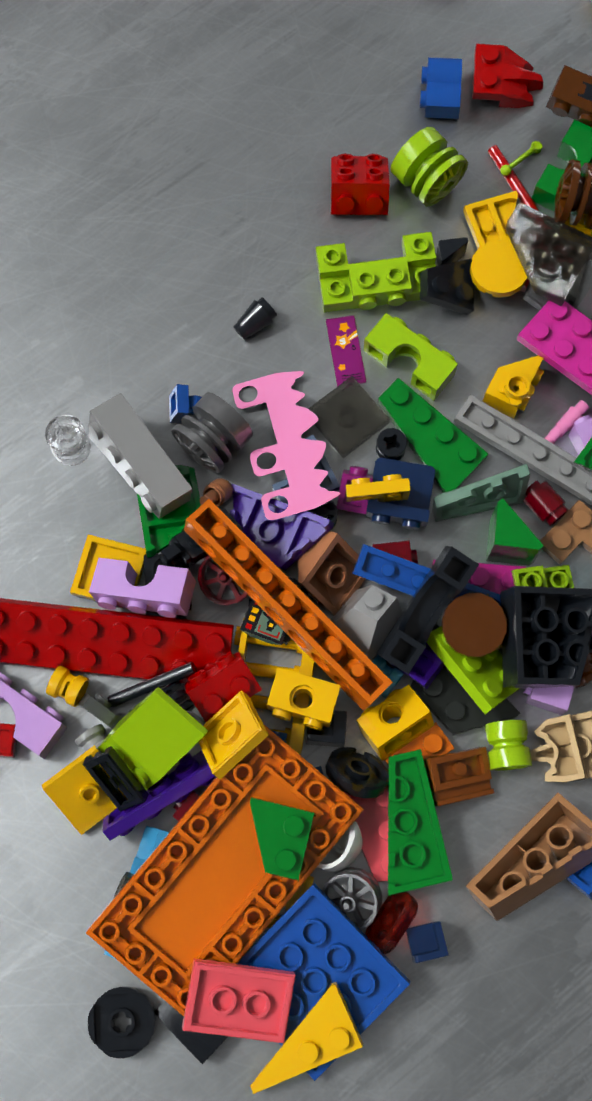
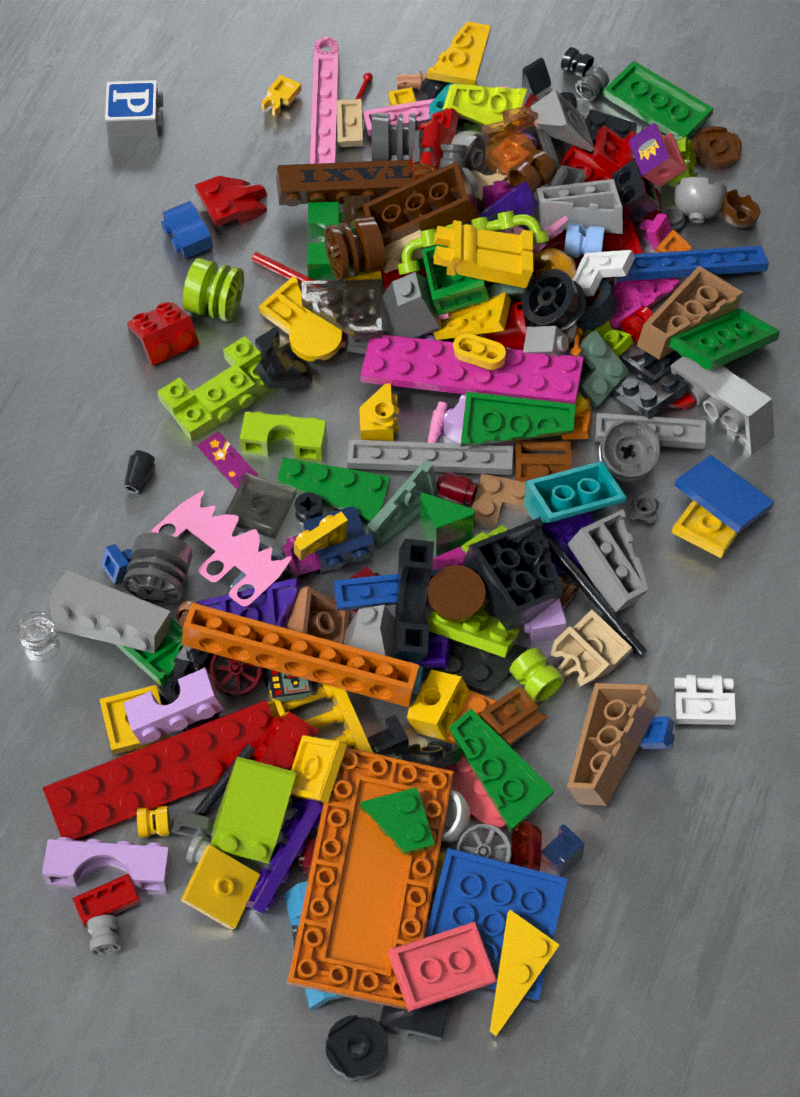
camera: 30 degrees left, 15 degrees down
(120, 777) = (219, 846): black tile -> none
(289, 684) = (366, 706): yellow brick -> none
(535, 147) = (288, 239): lime hinge -> none

